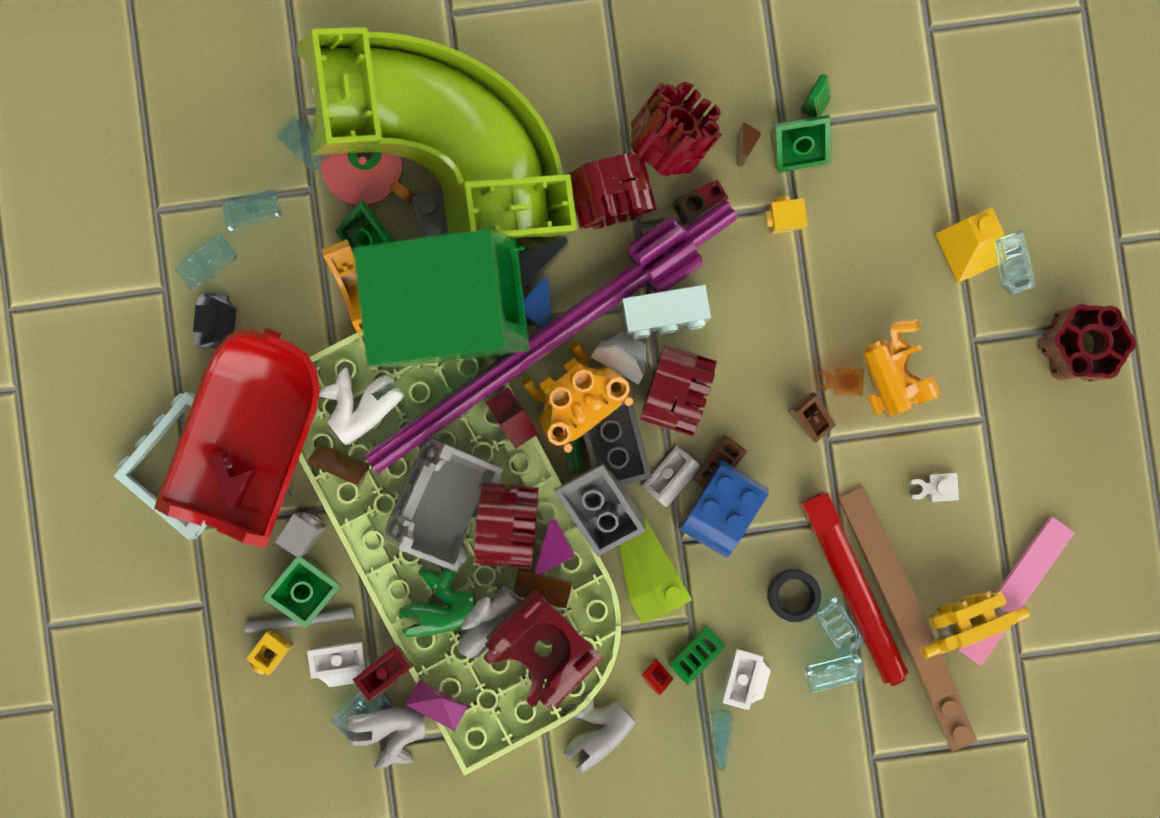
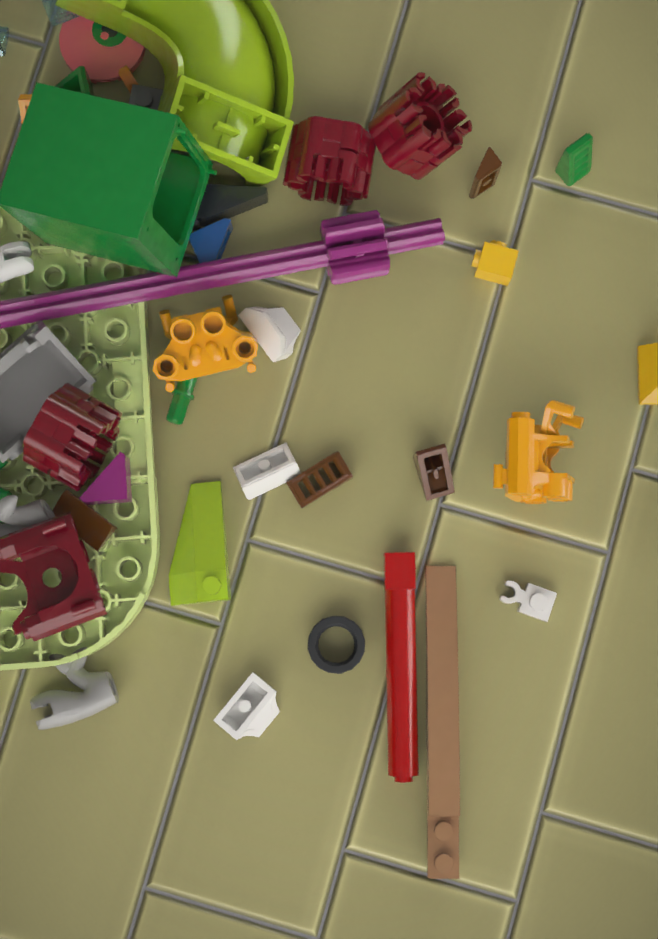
camera: 30 degrees right, 5 degrees down
(512, 418) = (131, 339): dark red slope -> none
(601, 509) = (177, 464): dark grey slope -> none
(619, 446) = (222, 414): dark grey brick -> none
(657, 677) = (160, 665): red slope -> none
(666, 312) = (331, 301): light aqua brick -> none
(678, 390) = (307, 381): dark red piece -> none
(699, 201) = (415, 209): leg -> none
(703, 662) = (186, 670): green slope -> none
(721, 729) = (200, 747): clear light blue slope -> none
(724, 509) = (302, 523): blue brick -> none
(802, 143) = (541, 198): green slope -> none
(827, 609) = (362, 674): clear light blue slope -> none
(834, 673) = (342, 743): clear light blue slope -> none
(845, 381) = (483, 451): clear orange plate -> none
(963, 632) = (523, 752): yellow piece -> none
(1025, 578) = (566, 741): bright pink tile -> none

